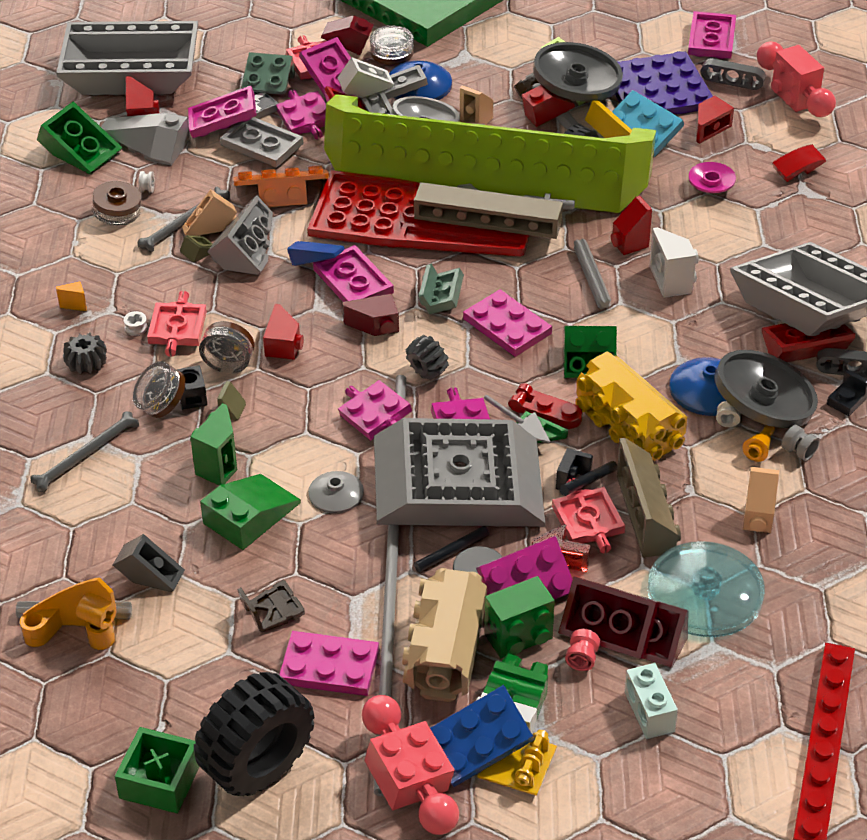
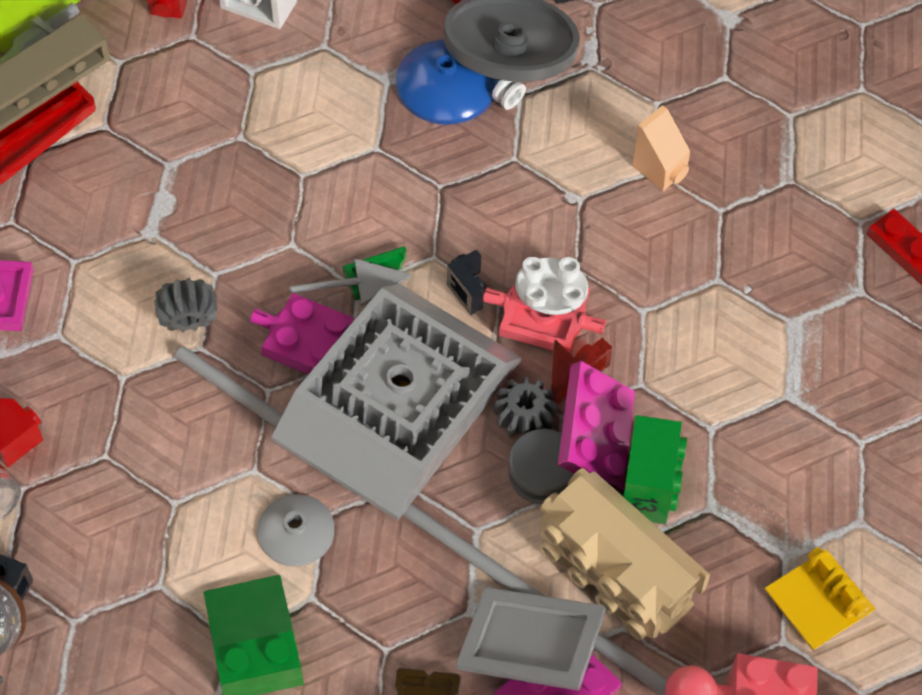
camera: 55 degrees left, 15 degrees up
(214, 447) = (140, 612): green slope -> none
(233, 400) = (63, 553): olive slope -> none
(354, 625) = (531, 638): none -> light grey piece
(372, 315) = (59, 313): dark red slope -> none
(373, 408) = (213, 409): dark pink plate -> none
(440, 290) = (82, 219): sand green bracket -> none
(451, 549) = (481, 470): black bar -> none
(482, 734) = (780, 607): blue plate -> none
(507, 322) = (187, 193): plate -> none
(509, 537) = (538, 403): none -> dark grey gear
(525, 686) = (739, 546): green hips -> none
(545, 406) = (353, 241): red plate -> none
(582, 650) = (724, 440): coral wheel -> none
(585, 344) = (310, 147): green slope -> none
(588, 478) = (498, 275): black bar -> none
(592, 274) = (188, 65): light grey axle -> none
(603, 501) = (551, 285): none -> white dish
(626, 621) = (722, 378): dark red slope -> none
(632, 407) = (454, 168): yellow brick -> none
(646, 500) = (604, 259): dark tan slope -> none
(650, 701) = (839, 425): light aqua brick -> none
(711, 582) = (719, 277): clear light blue dish -> none
(757, 446) = (572, 98): light orange cone -> none
(800, 442) = (601, 61): light grey wheel -> none

